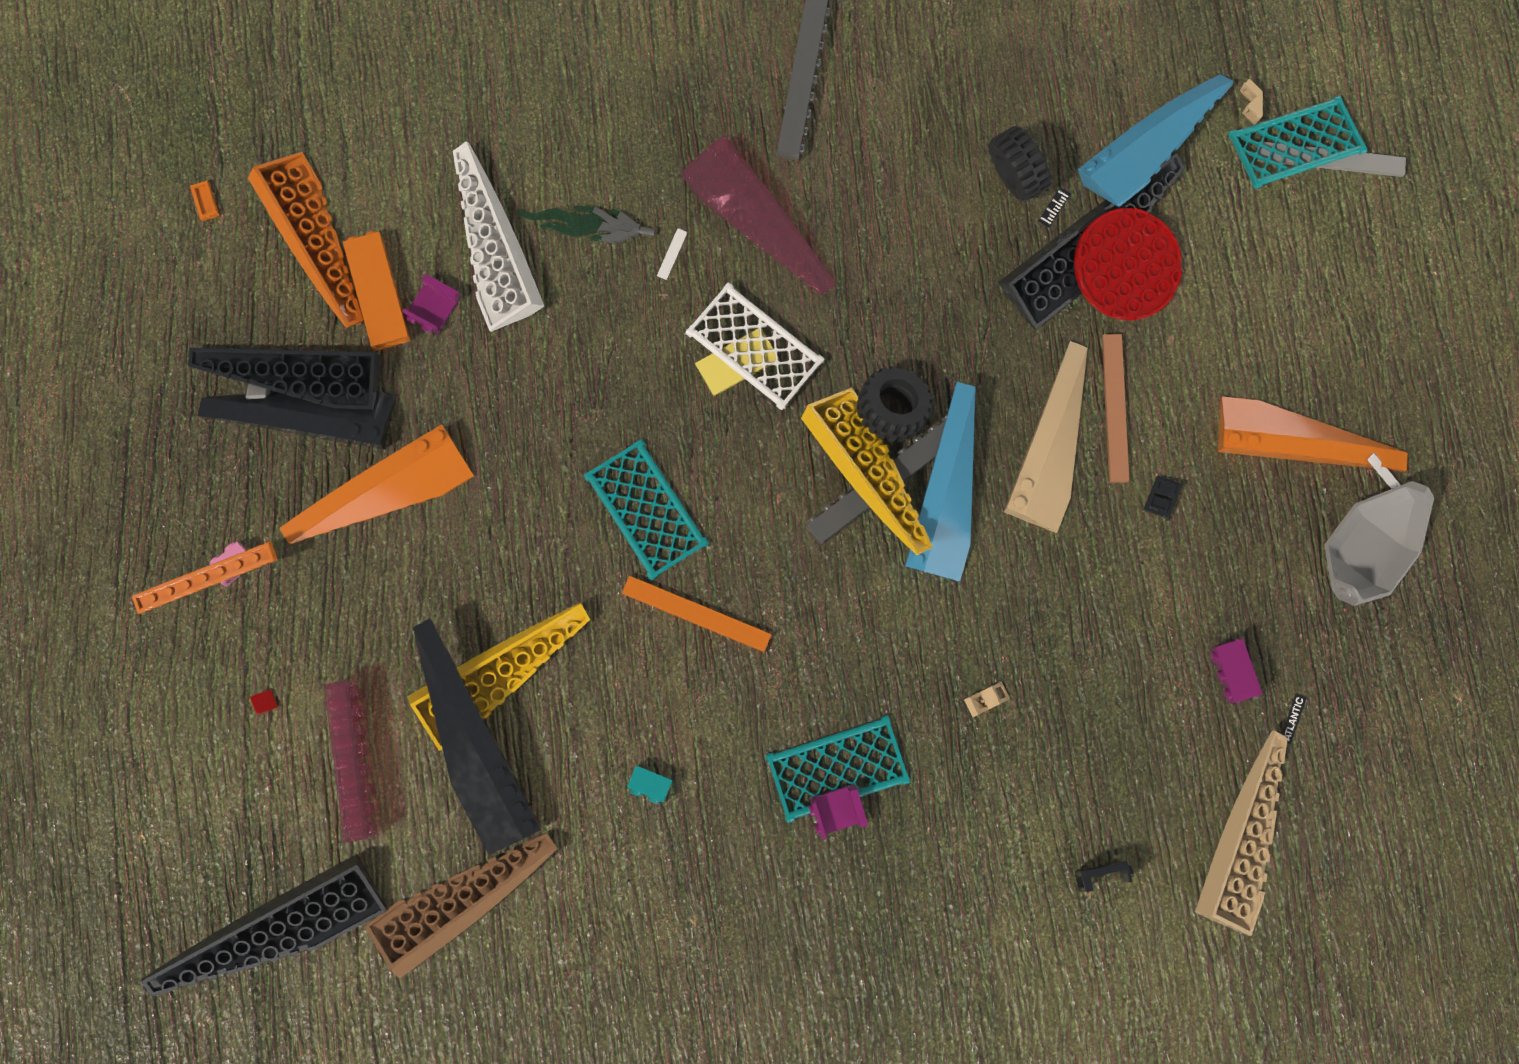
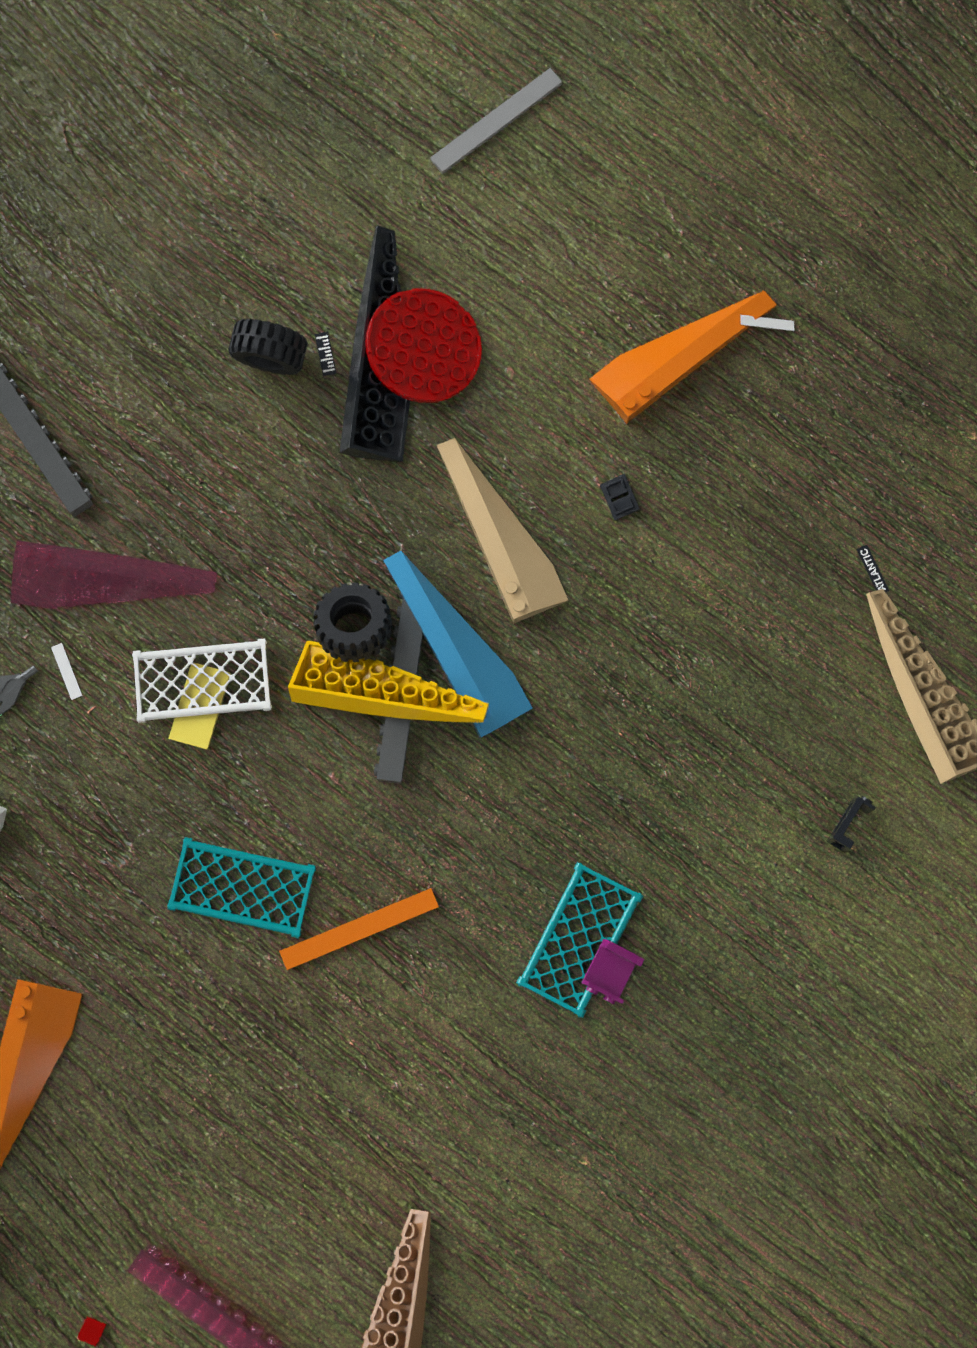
camera: 40 degrees left, 0 degrees up
(471, 752) = (294, 1207): black wedge -> none
(505, 666) = (245, 1163): yellow wedge -> none
(649, 784) = (452, 1093): teal brick -> none
(987, 699) = (639, 777): tan slope -> none
(1115, 408) = (520, 464): nougat tile -> none
(1138, 153) = (349, 253): dark azure wedge -> none
(1235, 671) = (798, 576): magenta slope -> none
(1254, 94) = (403, 136): tan slope -> none
(1299, 165) = (428, 131): teal door -> none
(1378, 543) = (808, 380): light grey panel -> none

